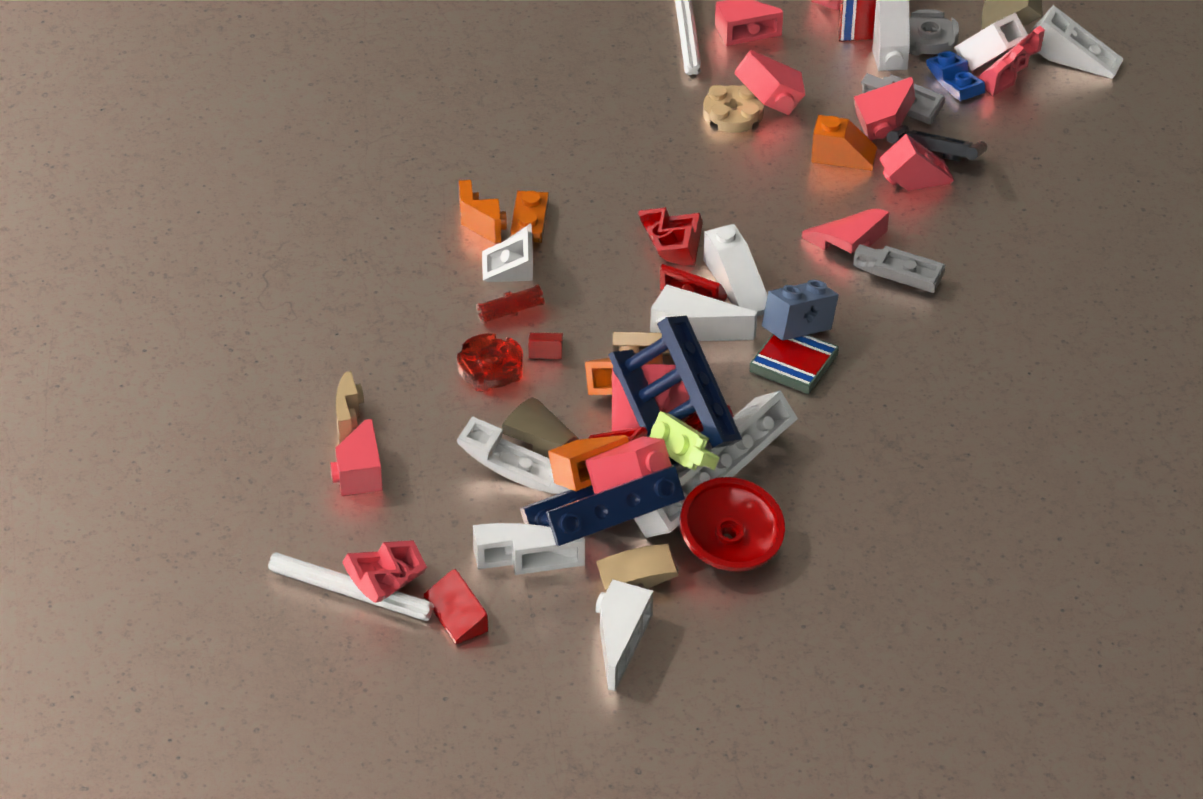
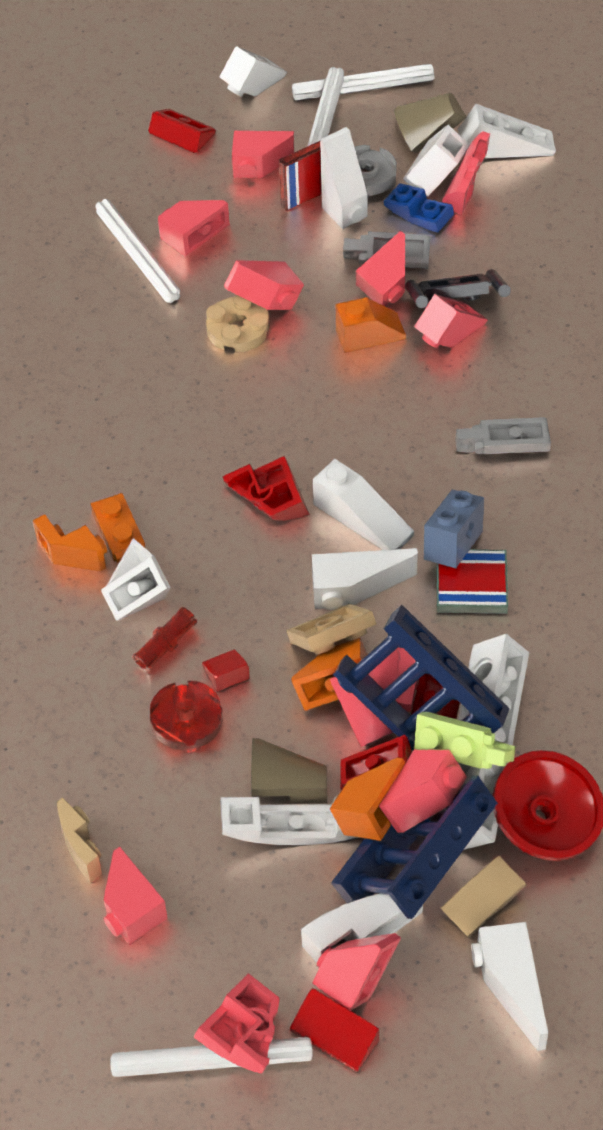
camera: 25 degrees left, 10 degrees up
(496, 568) = (354, 968): none -> coral slope
(691, 282) = (326, 542): red slope -> none
(850, 231) = (432, 416): coral slope -> none

